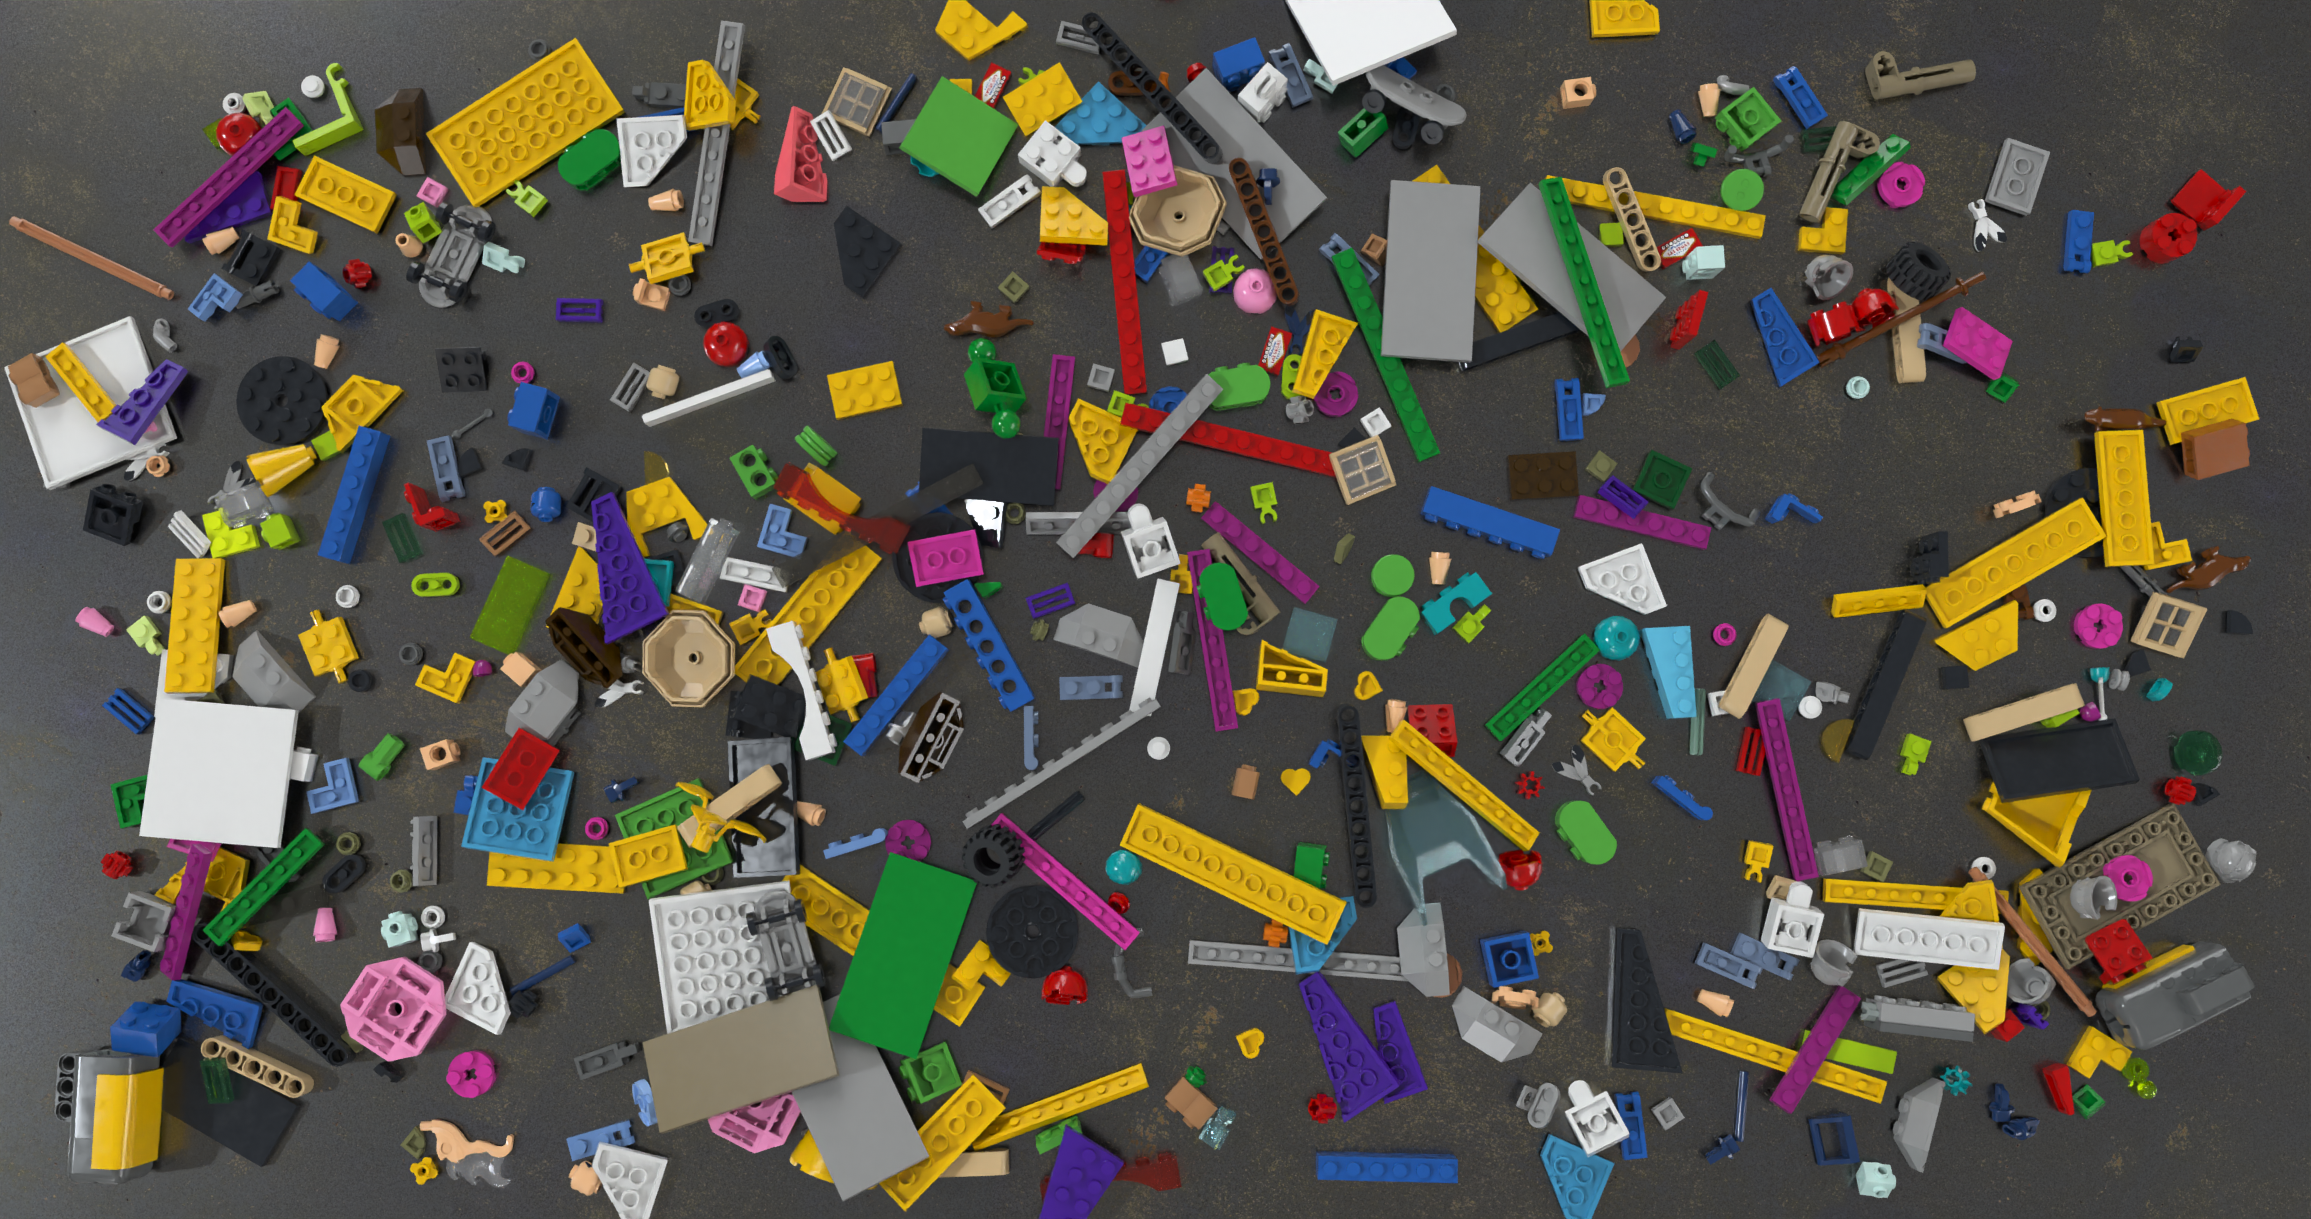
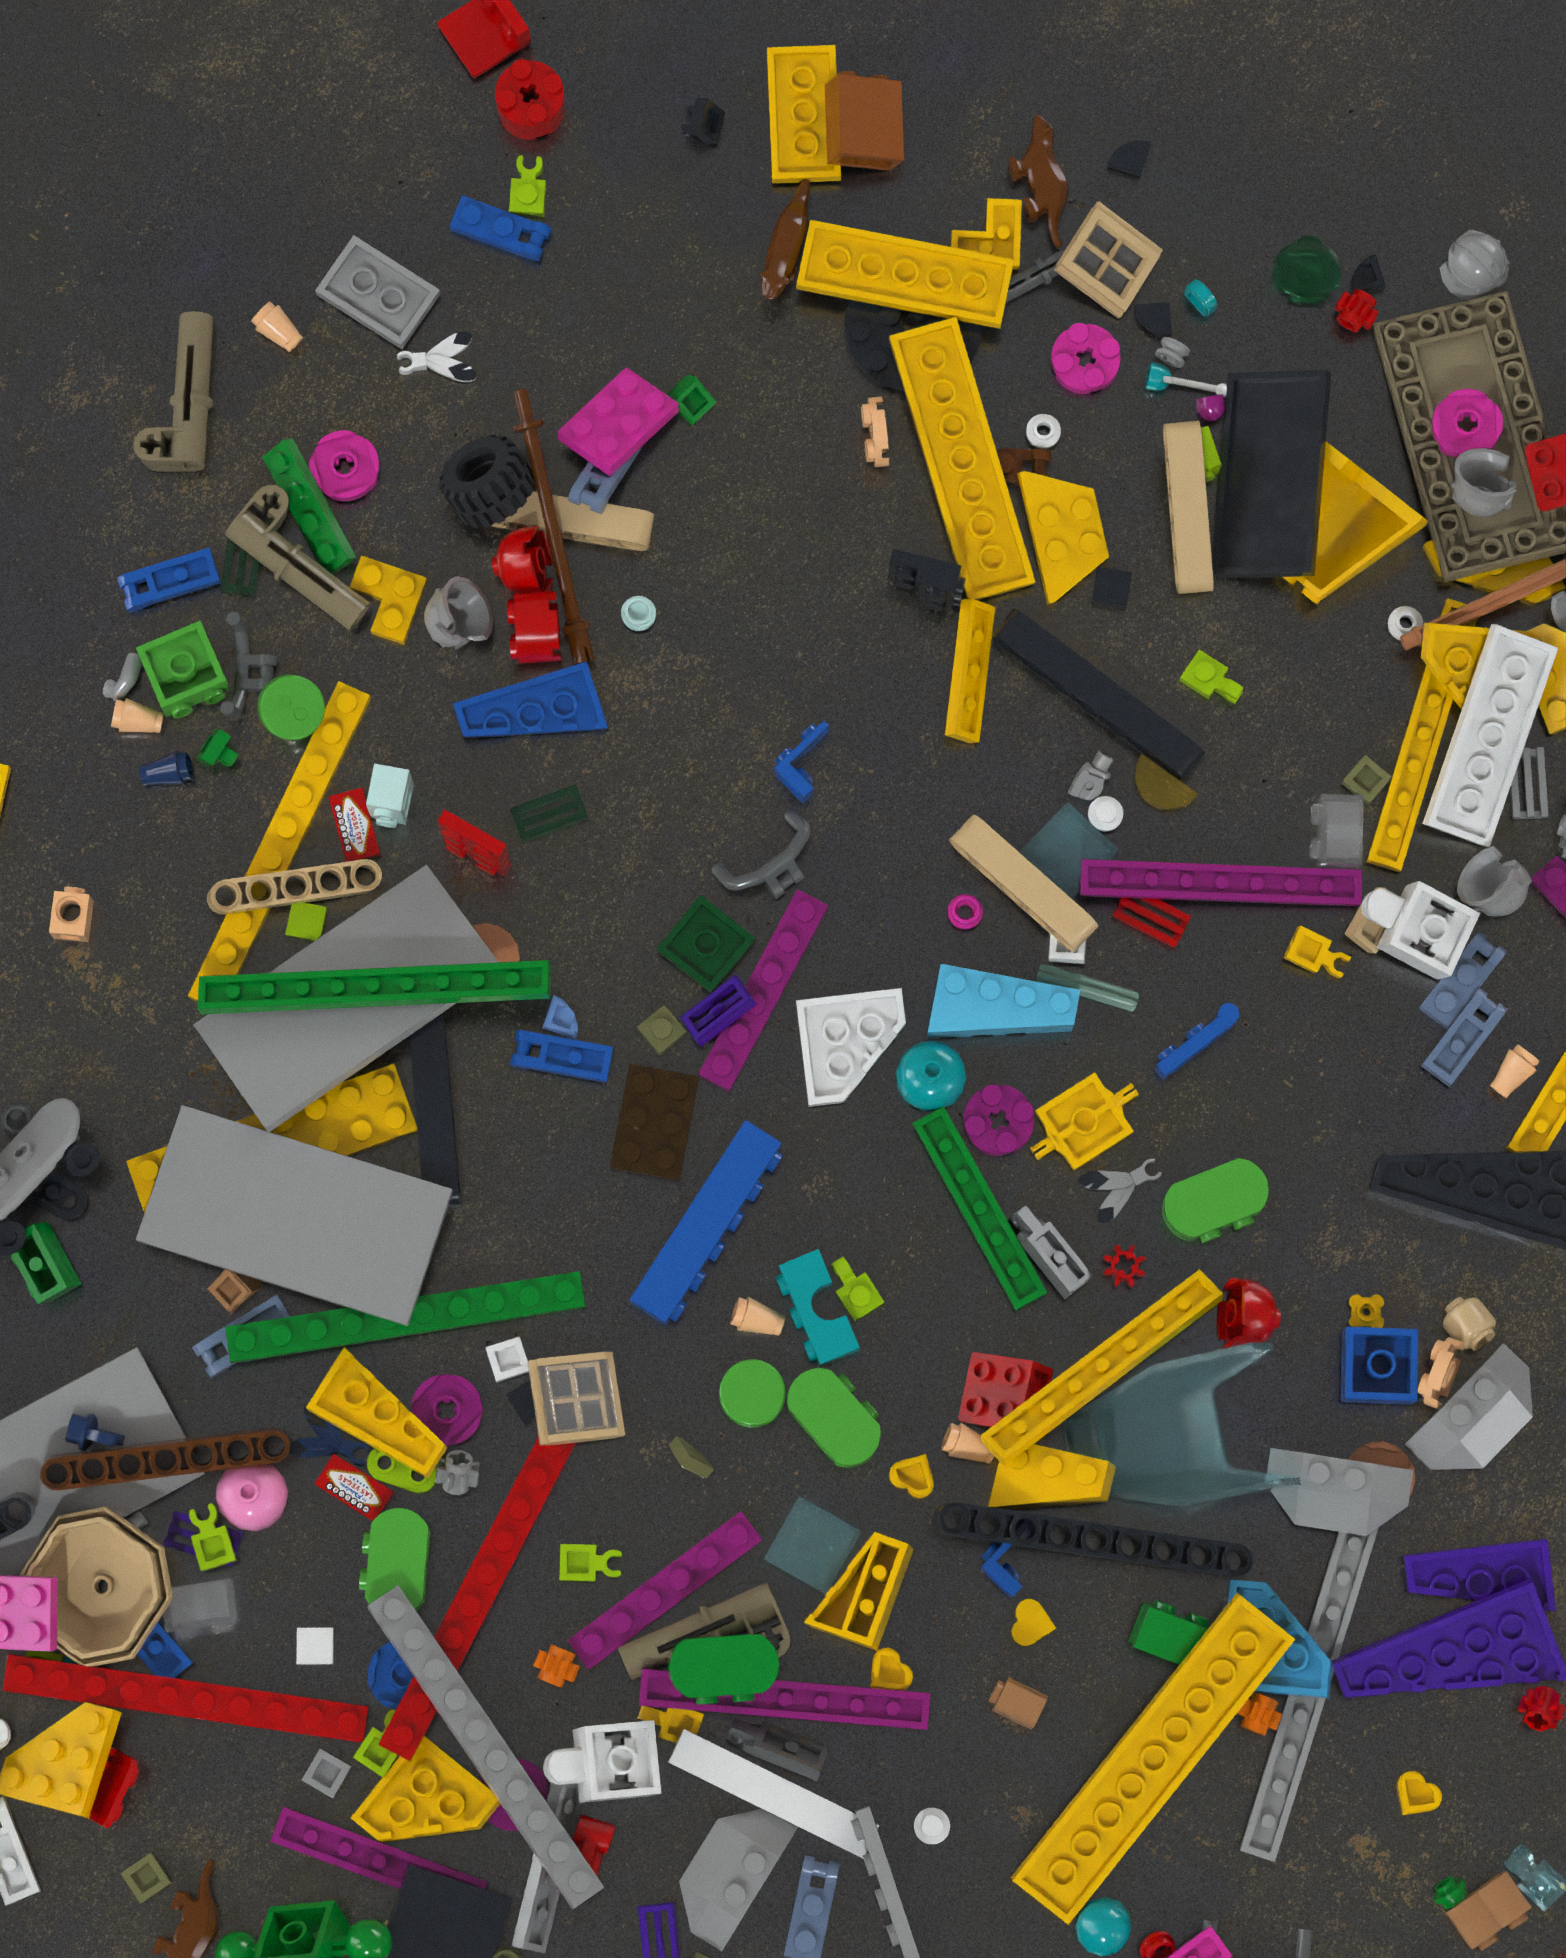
camera: 75 degrees left, 5 degrees down
(1977, 121) = (276, 326): none -> light nougat cone

